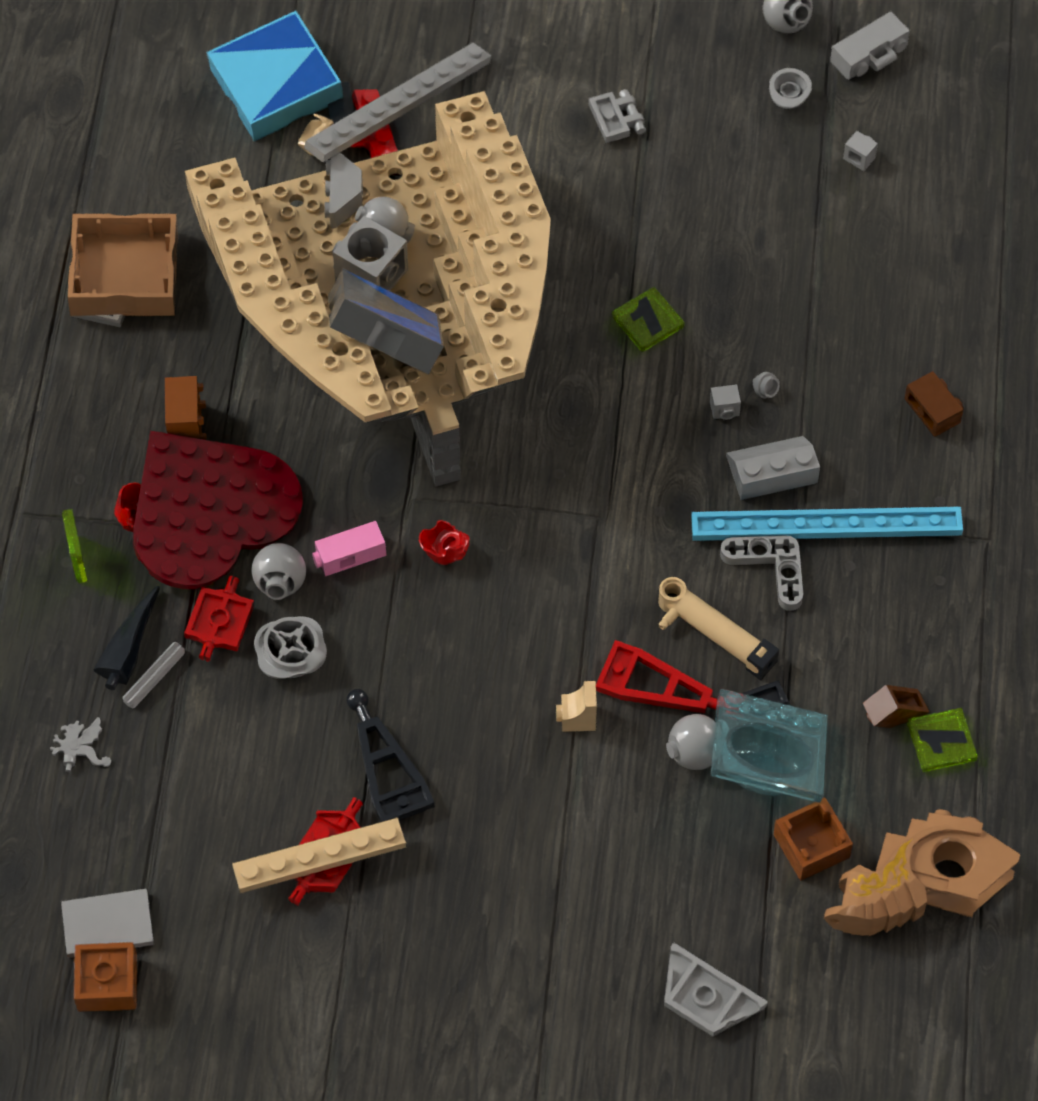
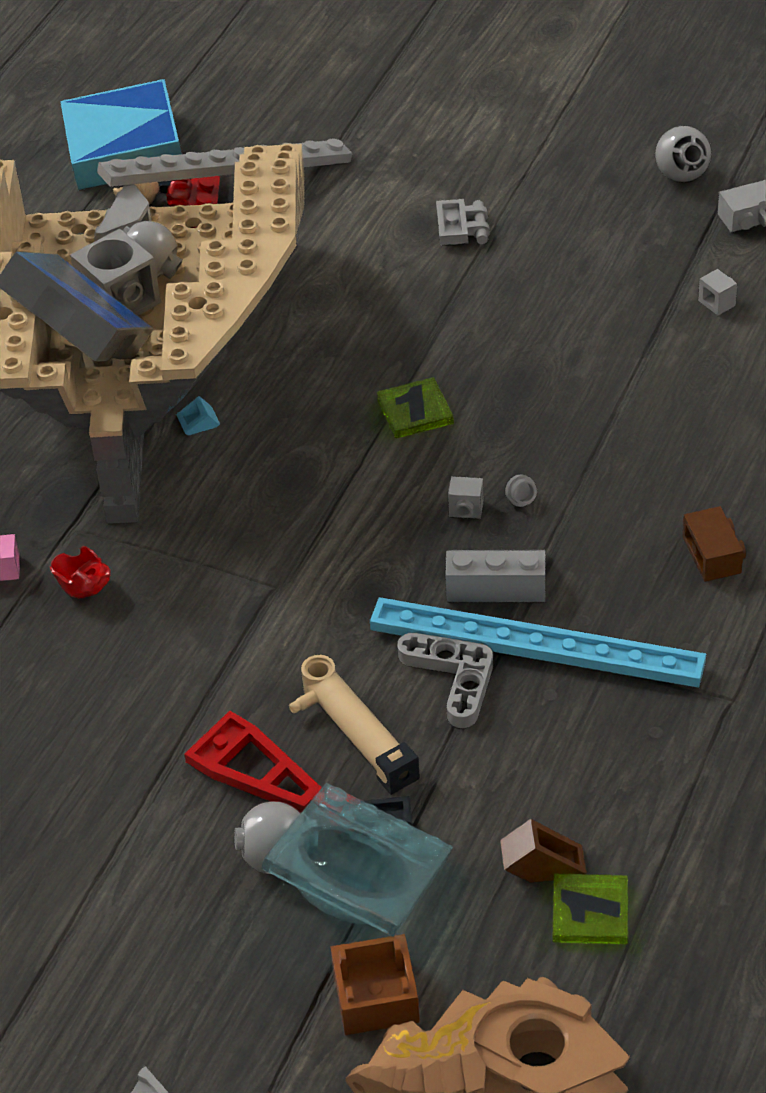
camera: 20 degrees right, 15 degrees down
(578, 709) = (152, 773): tan arch -> none
(789, 88) = (658, 223): light grey piece -> none

